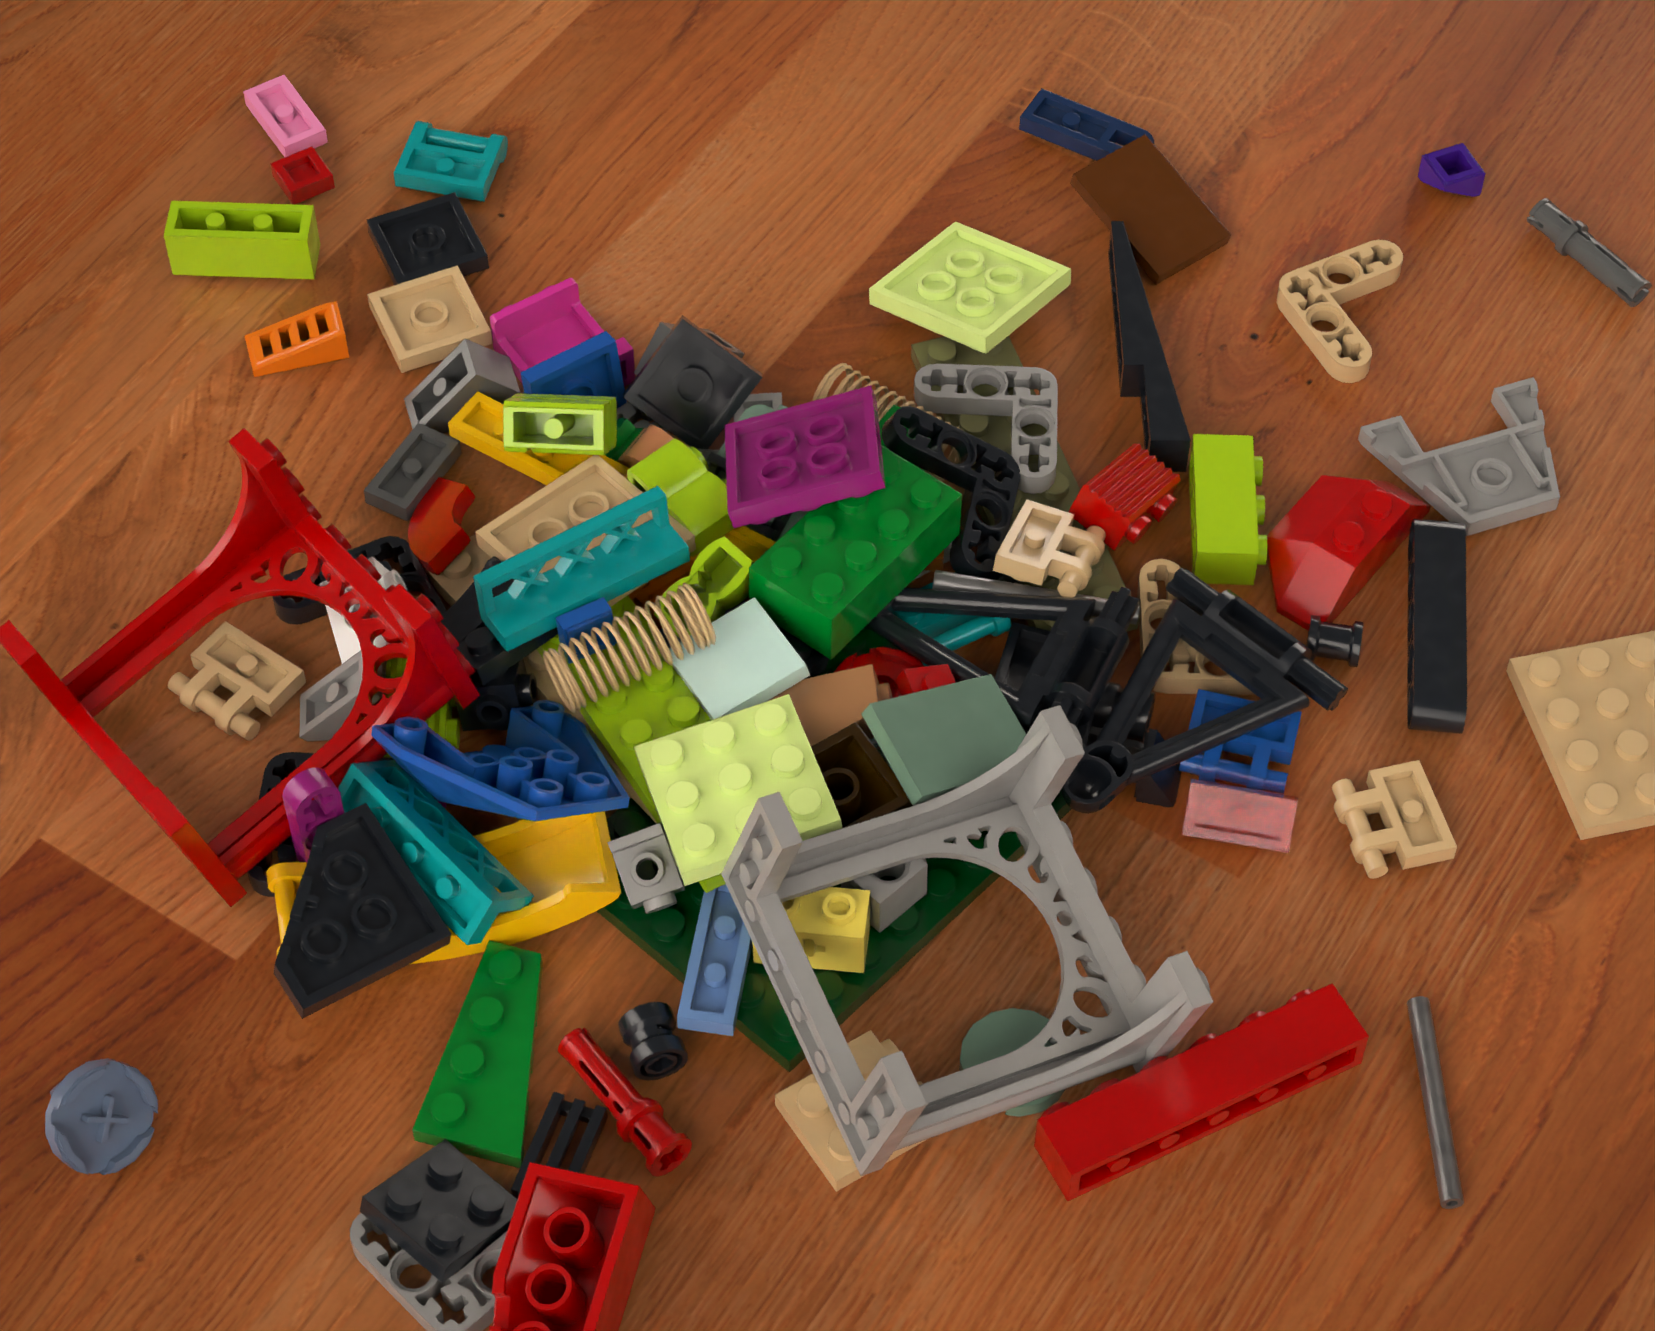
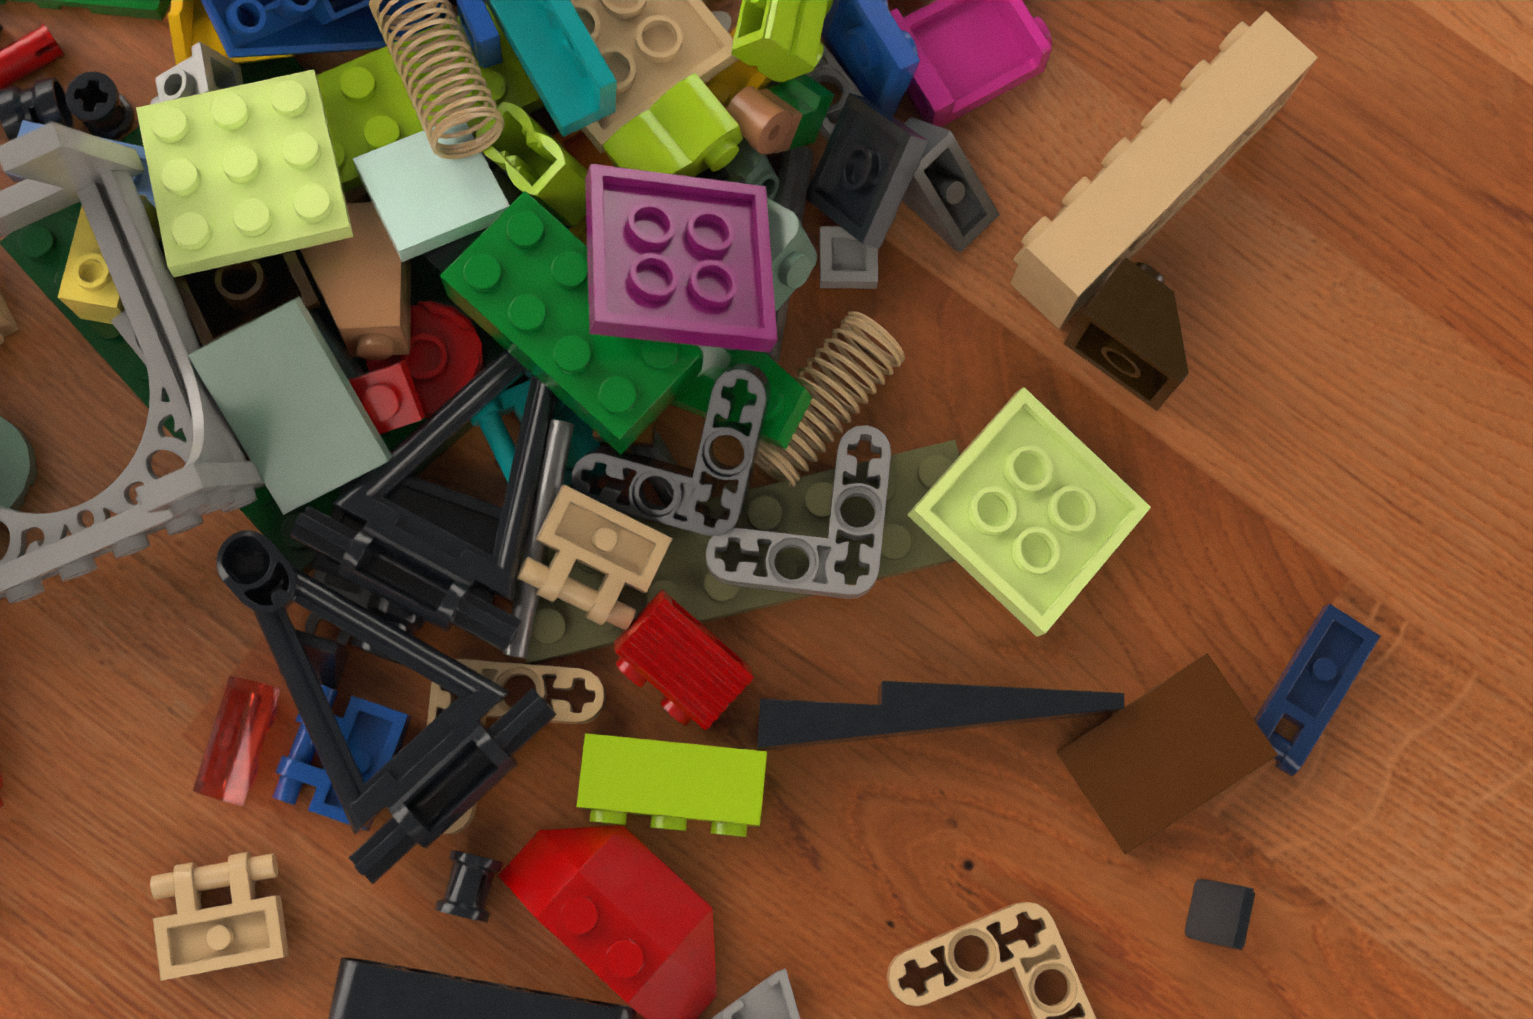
camera: 90 degrees right, 25 degrees up
(634, 977) = (99, 105): none -> black bush
(681, 208) = (1161, 168): none -> tan brick
(818, 221) = (1134, 333): none -> dark brown slope
(1266, 178) = (1220, 913): none -> black slope

